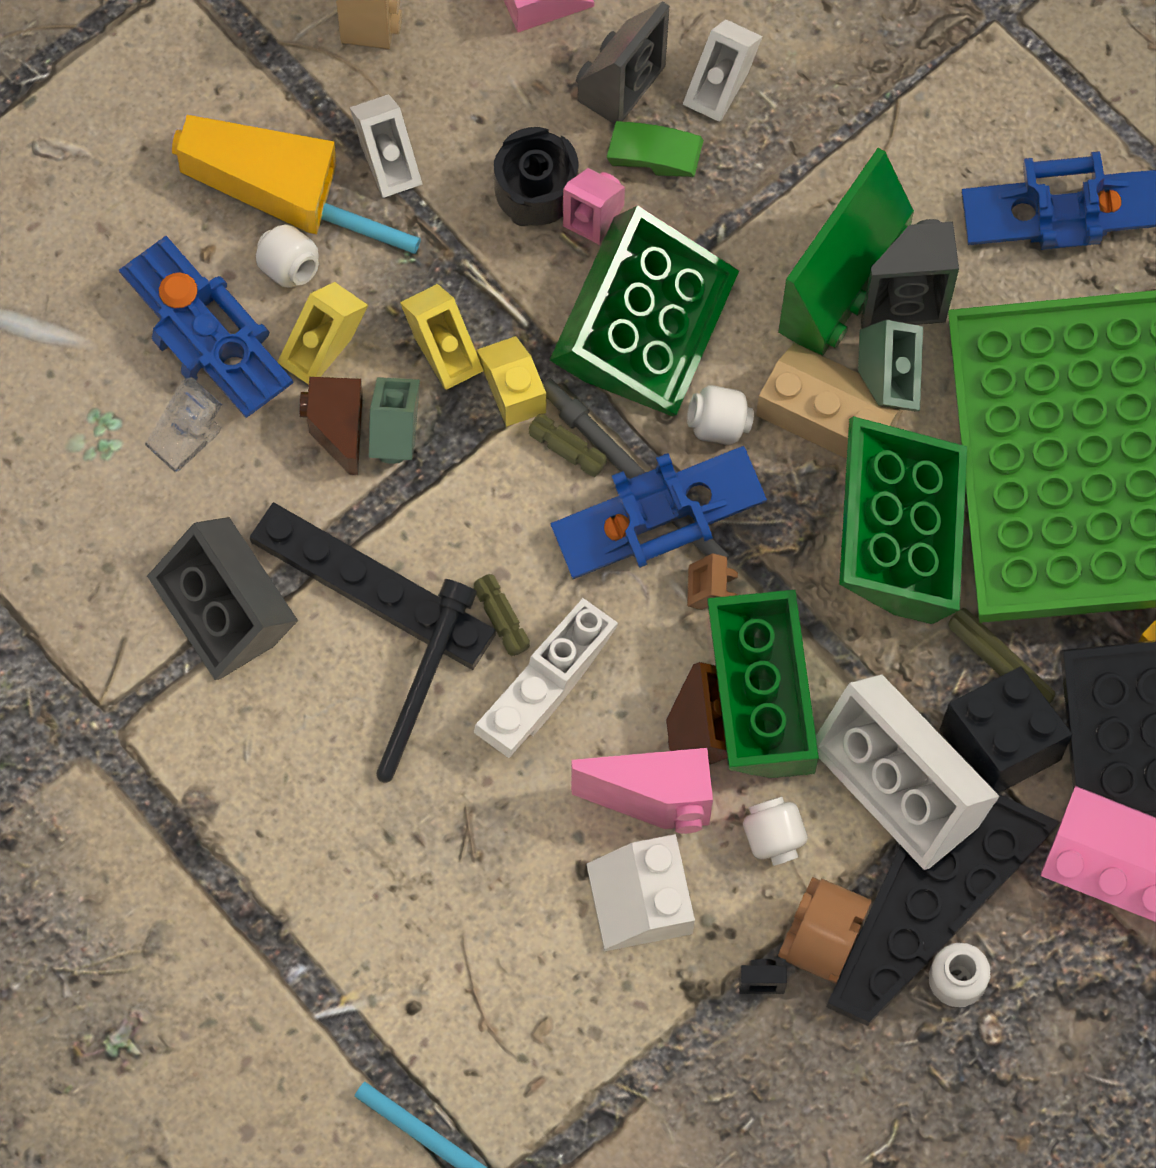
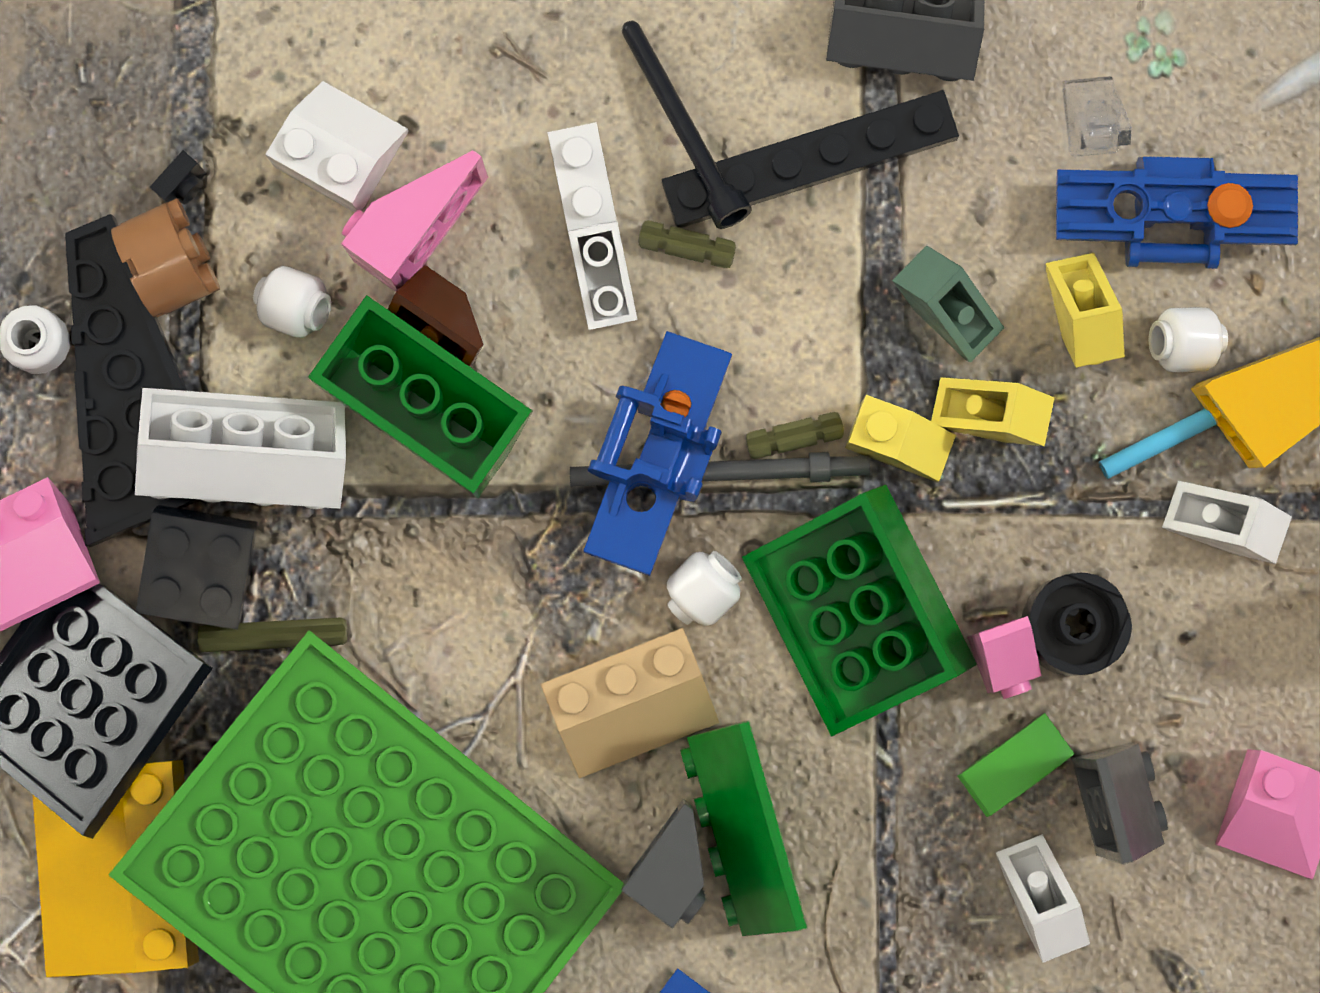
camera: 135 degrees right, 15 degrees up
(335, 417) = (990, 251): reddish brown slope -> none
(708, 580) = (558, 441): medium nougat tile -> none
(892, 363) = (612, 778): sand green slope -> none
(903, 520) = (453, 644): green slope -> none

